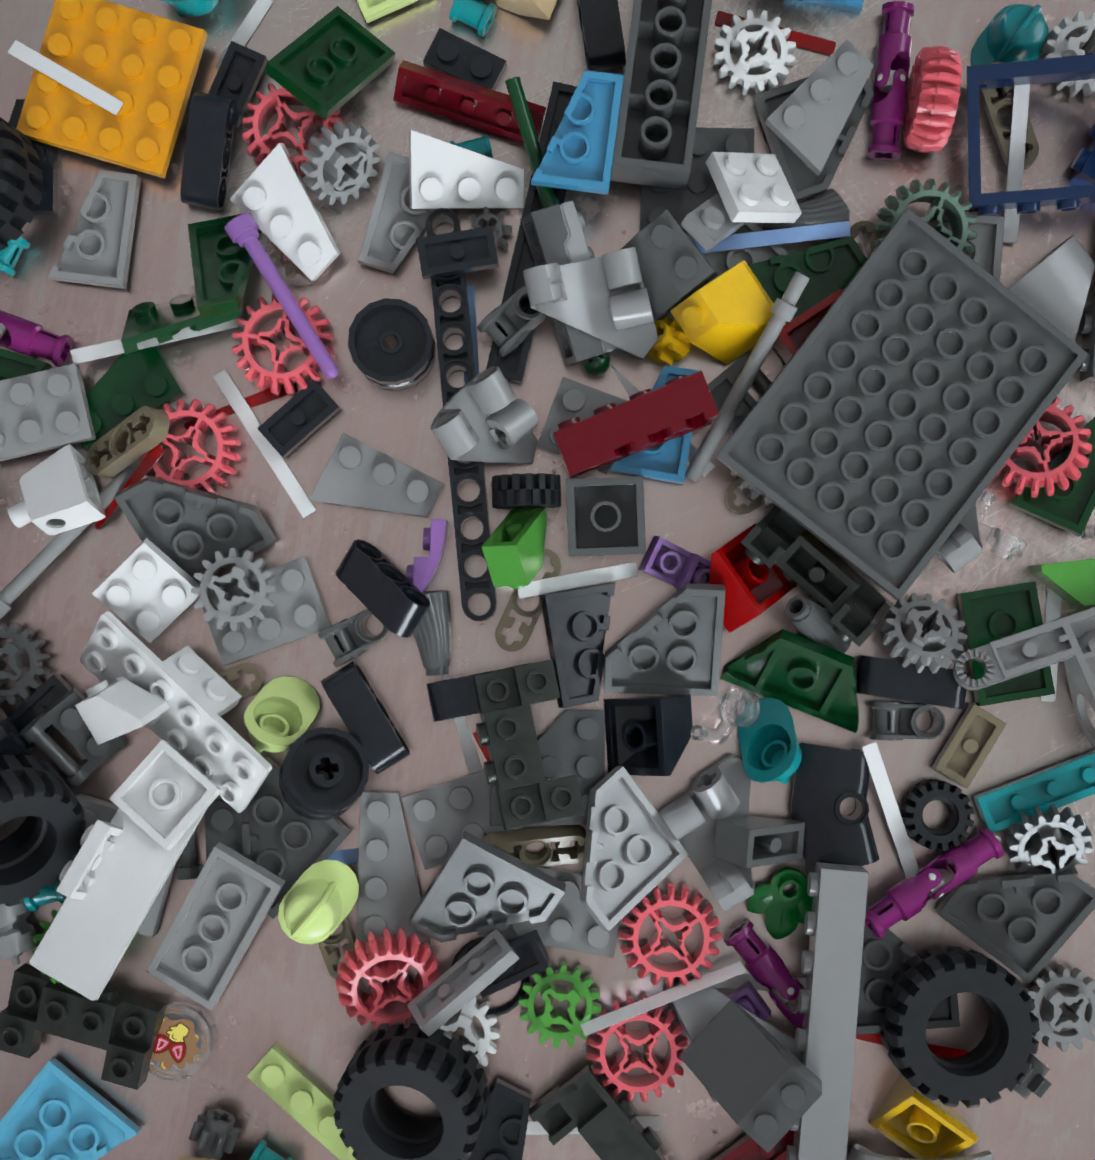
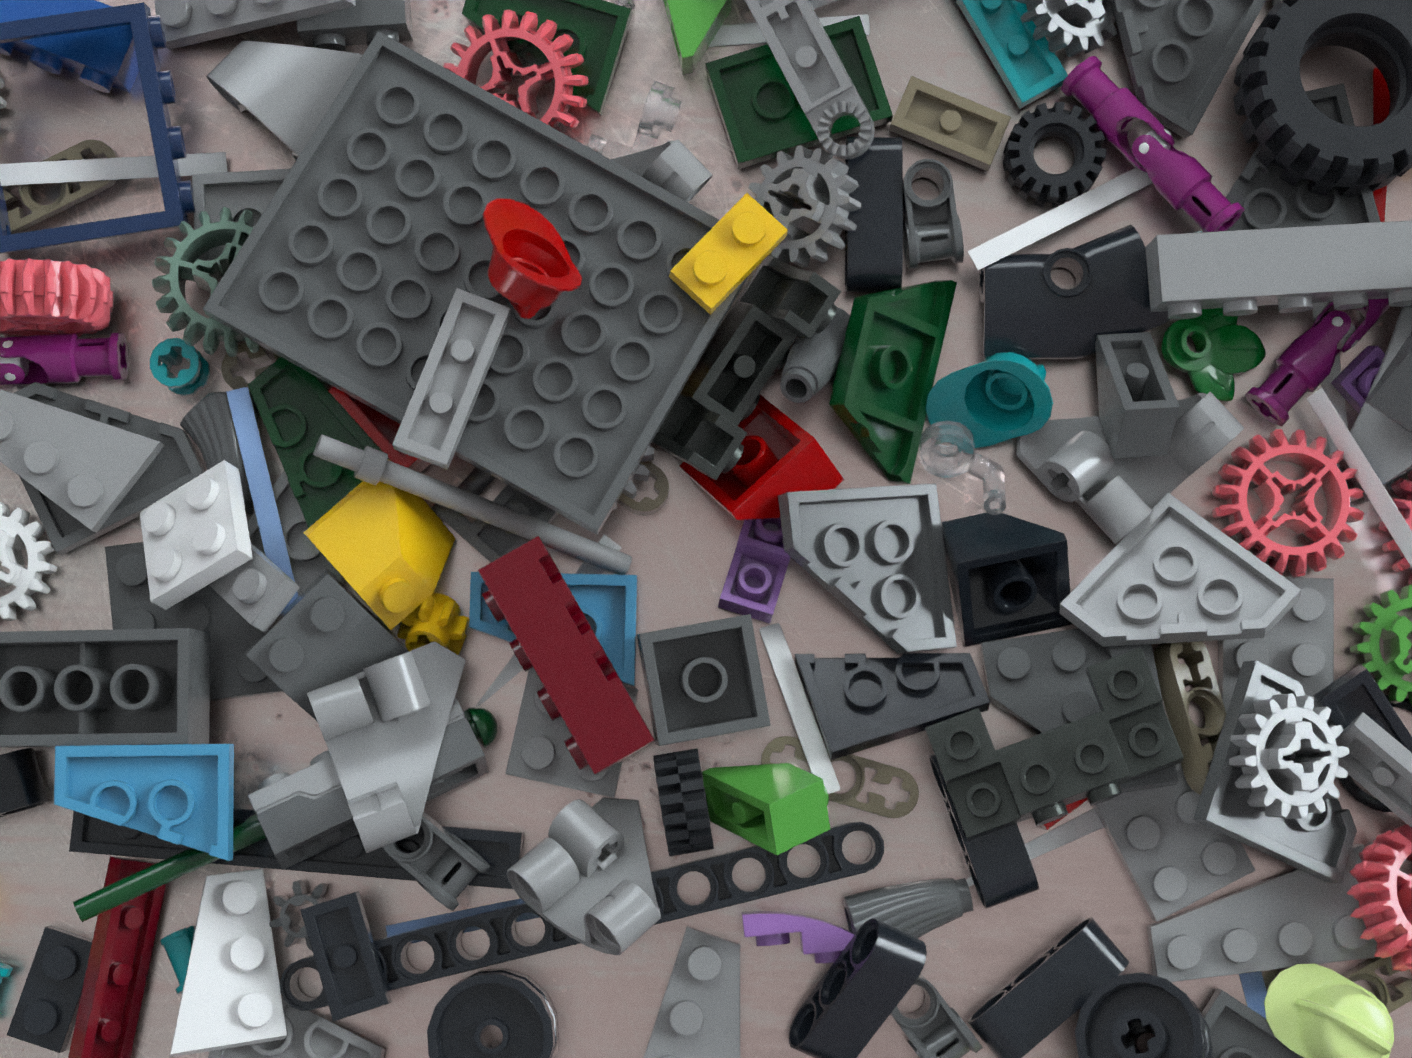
camera: 100 degrees left, 5 degrees down
(516, 902) = (1301, 782): none -> light grey gear
(835, 370) = (451, 378): none -> light grey plate
(881, 190) = (171, 353): none -> teal bush
(897, 573) = (728, 253): none -> yellow plate
(914, 433) = (527, 257): none -> red piece

